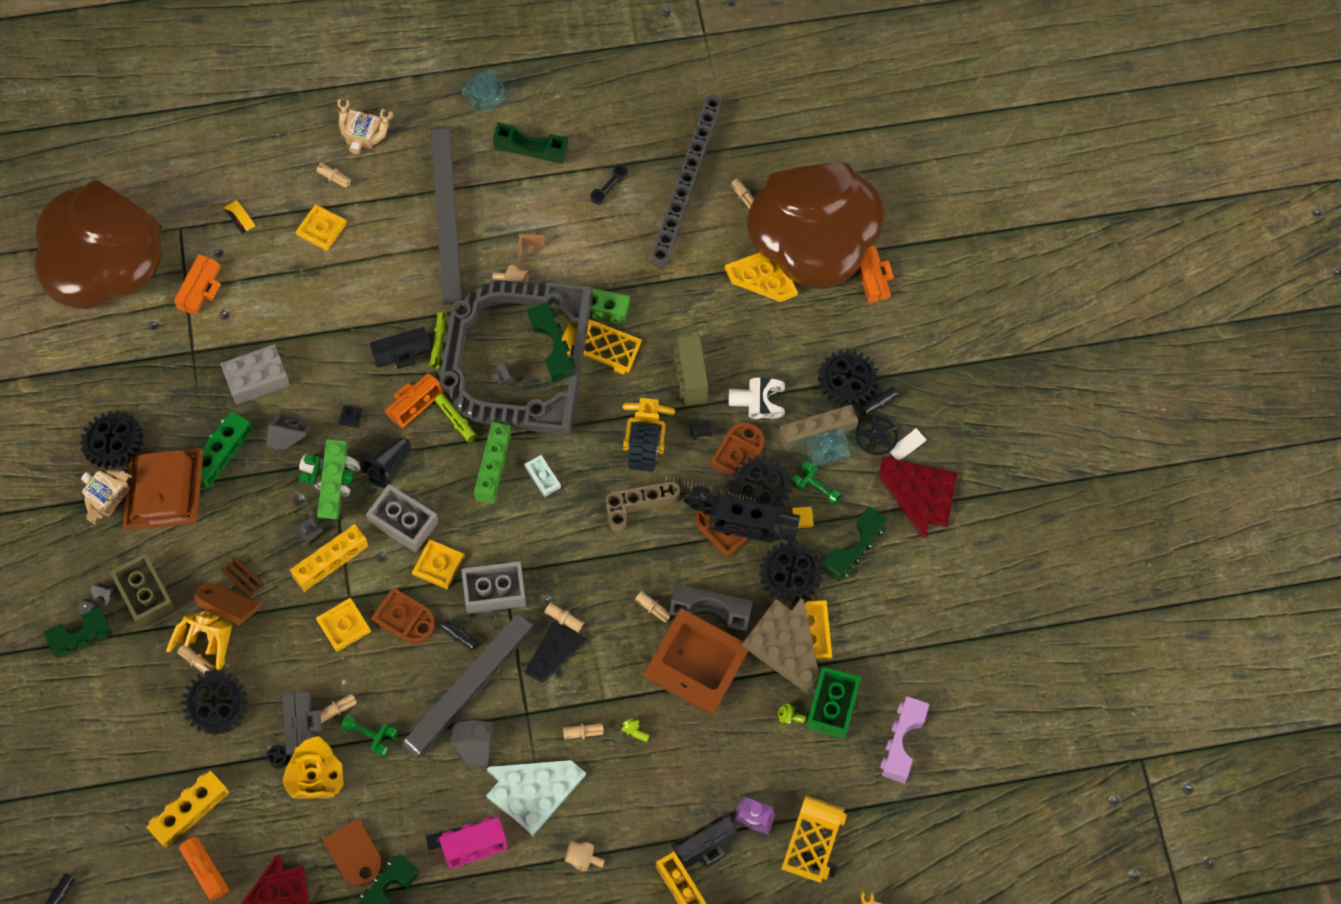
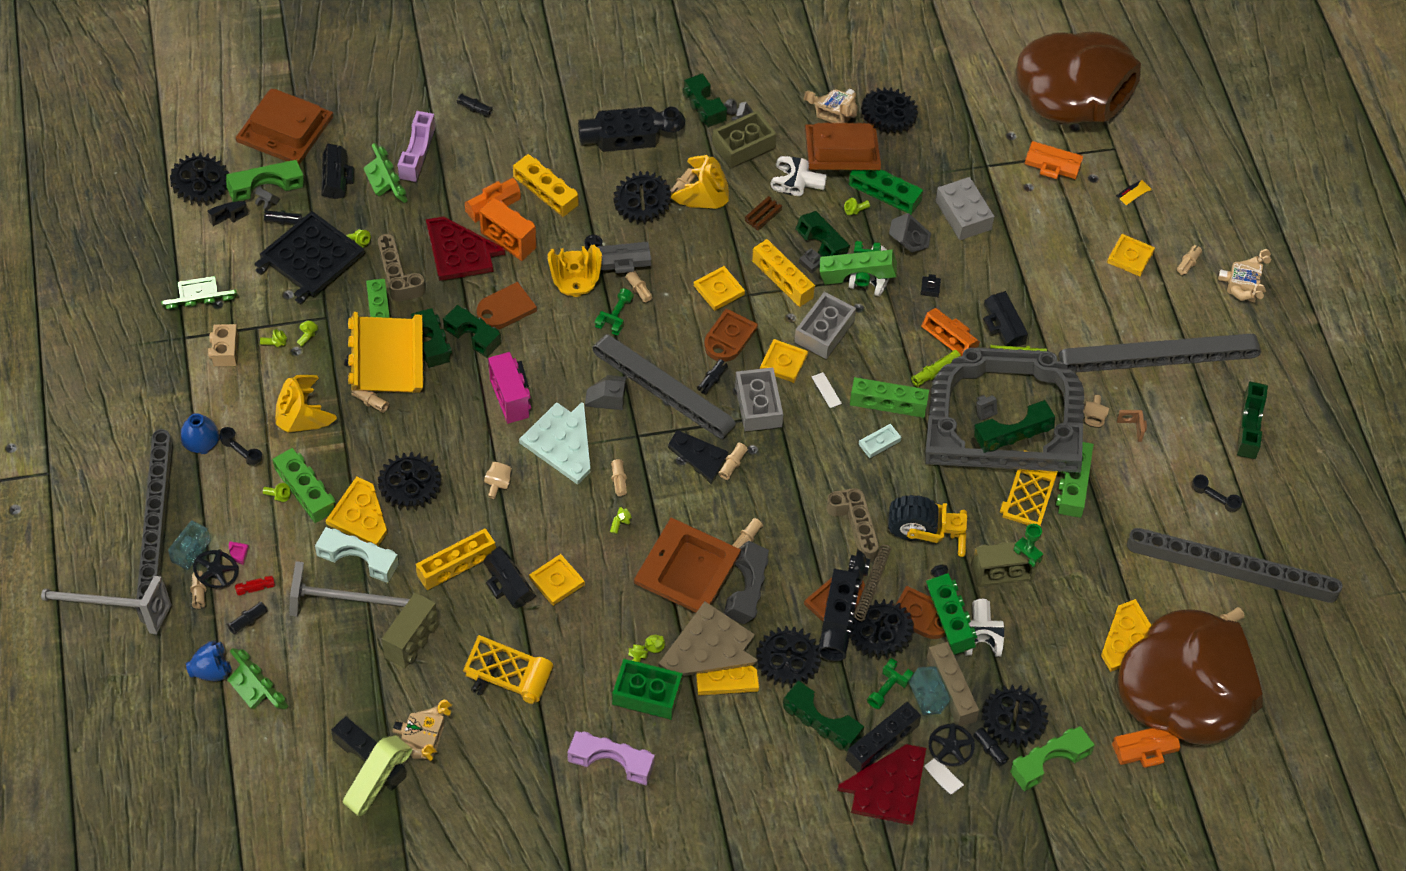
camera: 90 degrees right, 10 degrees down
(113, 715) = (629, 128): none -> black brick
(198, 538) = (797, 177): none -> white connector
(225, 603) = (734, 199): dark orange tile -> none
(241, 485) = (851, 206): none -> lime plate
(254, 847) = (508, 229): none -> orange brick
(295, 505) = (816, 227): none -> dark green arch
(385, 461) = (884, 311): black cone -> none
(475, 525) = (826, 390): none -> white sticker
(484, 90) = (1310, 379): clear light blue piece -> none
(700, 335) = (1033, 533): none -> green bar
(705, 793) = (556, 579): none -> yellow plate
(723, 433) = (960, 639): none -> green brick
(754, 815) = (533, 613): medium lavender torso -> none
(777, 697) = (655, 643): none -> lime plate
(806, 516) = (852, 671): yellow tile -> none
(875, 491) = (883, 737): none -> black brick
(901, 369) = (1072, 746): none -> bright green arch

